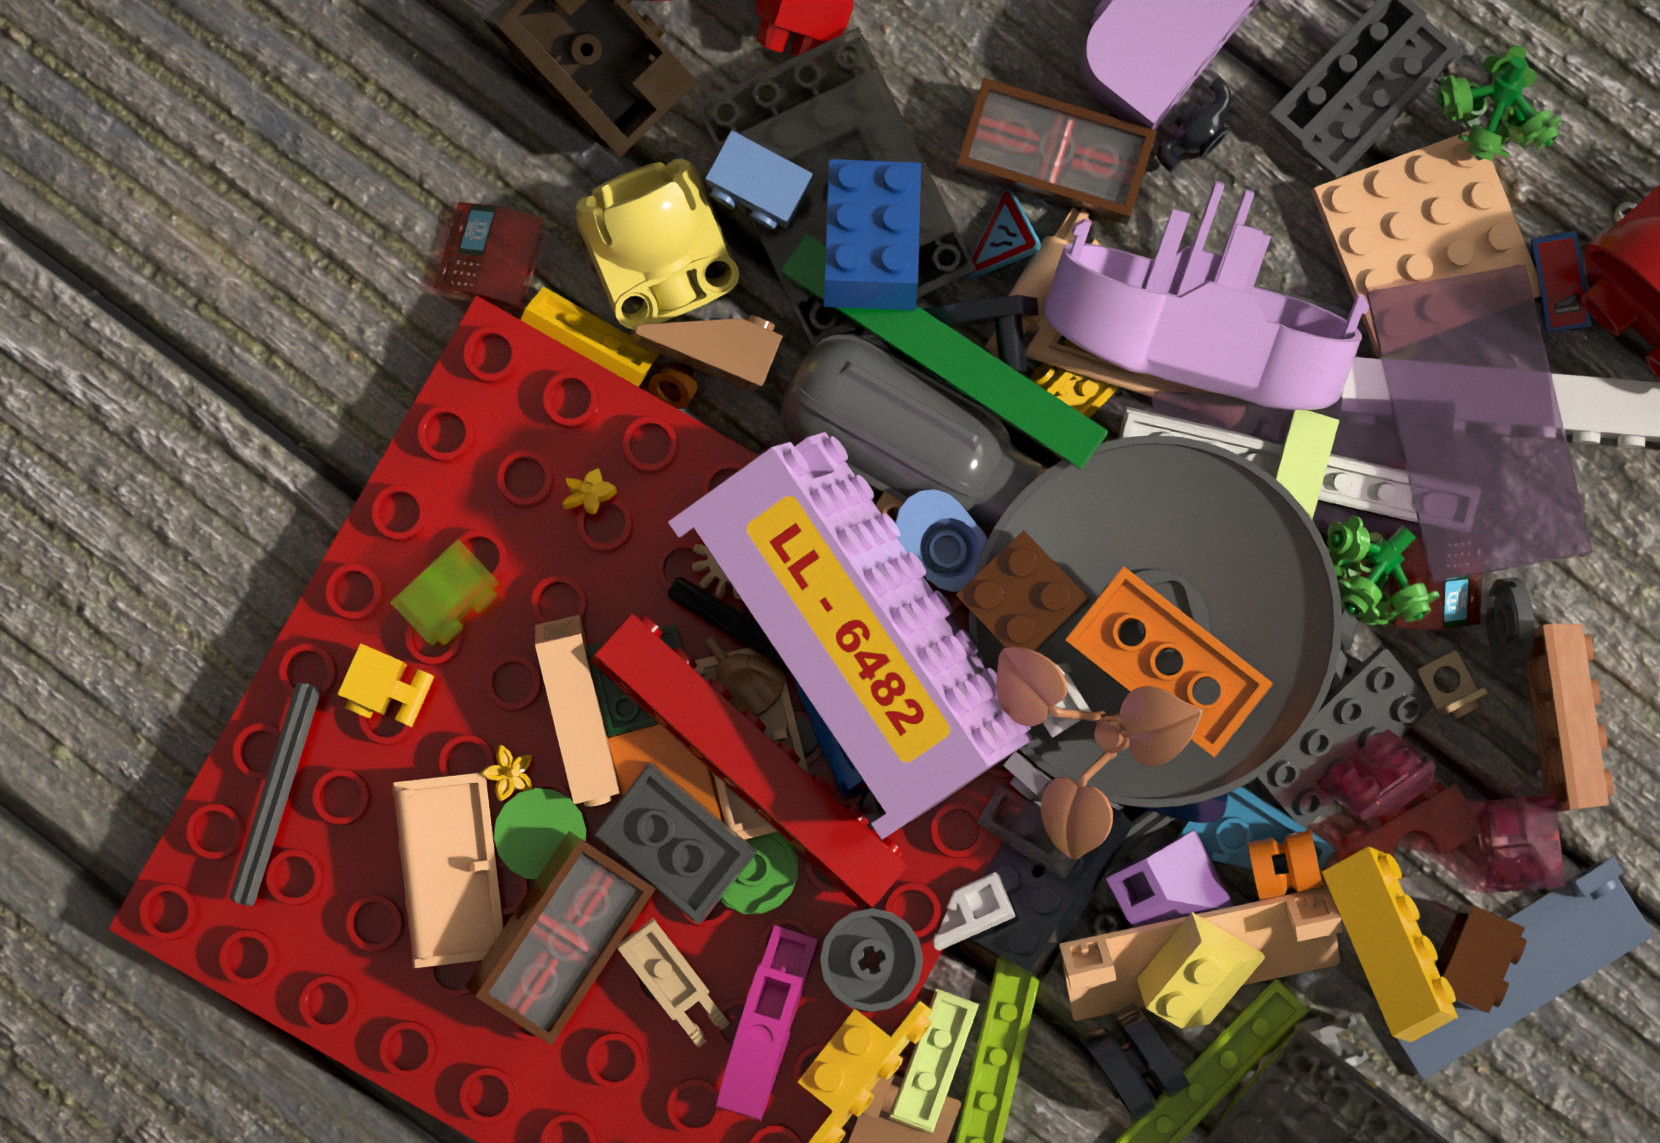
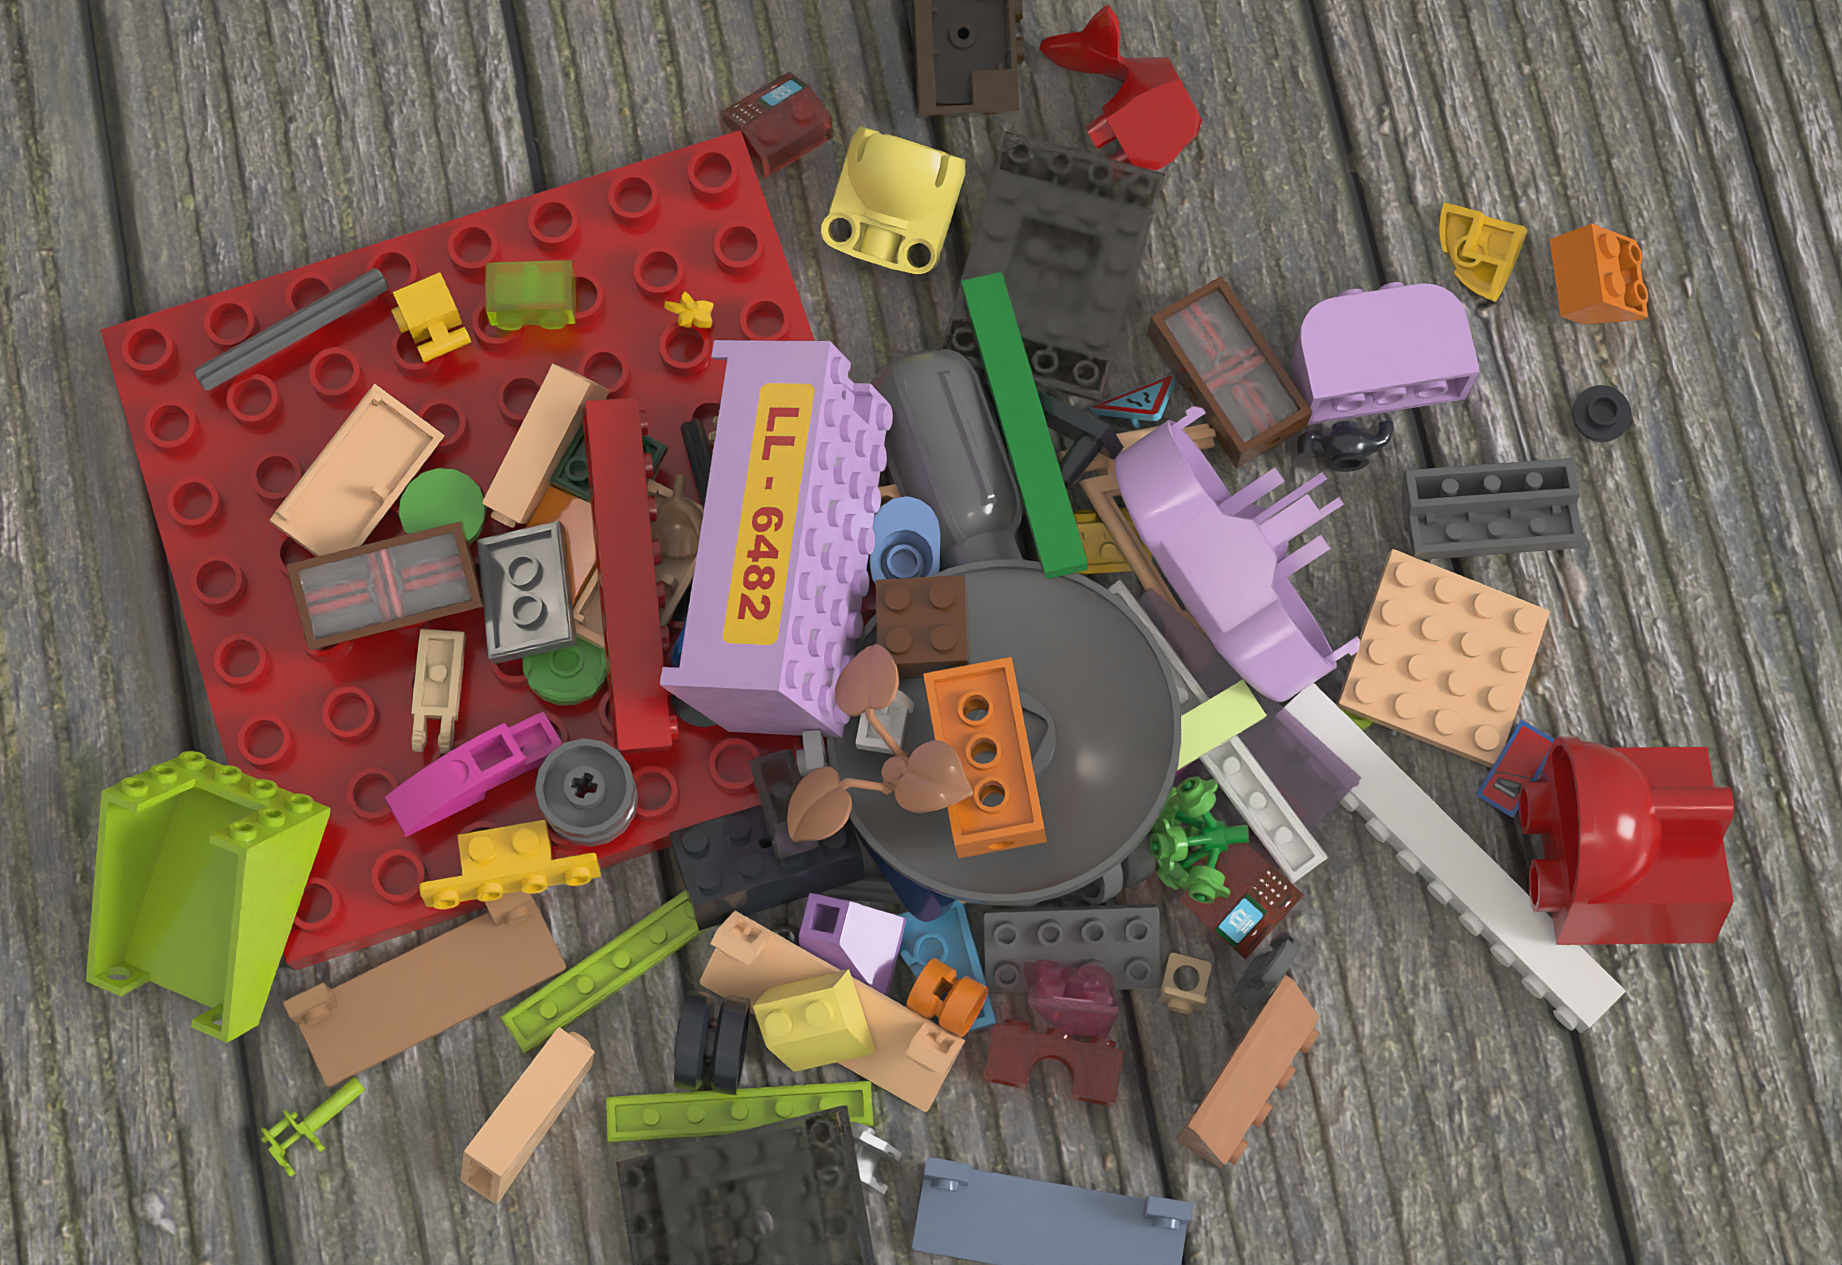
camera: 40 degrees right, 10 degrees down
(508, 773) = (460, 450): yellow plant -> none
(589, 336) = (794, 228): yellow plate -> none
(674, 384) = (822, 307): reddish brown tile -> none
(723, 348) = (872, 298): medium nougat slope -> none
(758, 181) = (999, 206): medium blue brick -> none
(872, 234) = (1044, 303): blue brick -> none
(934, 1062) = (573, 921): yellowish green tile -> none
(974, 910) = (693, 828): white tile -> none
(1391, 944) = (969, 1114): yellow brick -> none
(1478, 956) = (1025, 1186): reddish brown brick -> none
(1479, 423) = (1367, 807): piece -> none
(1520, 121) = (1558, 585): bright green plant -> none
(1520, 844) = (1135, 1135): clear pink slope -> none

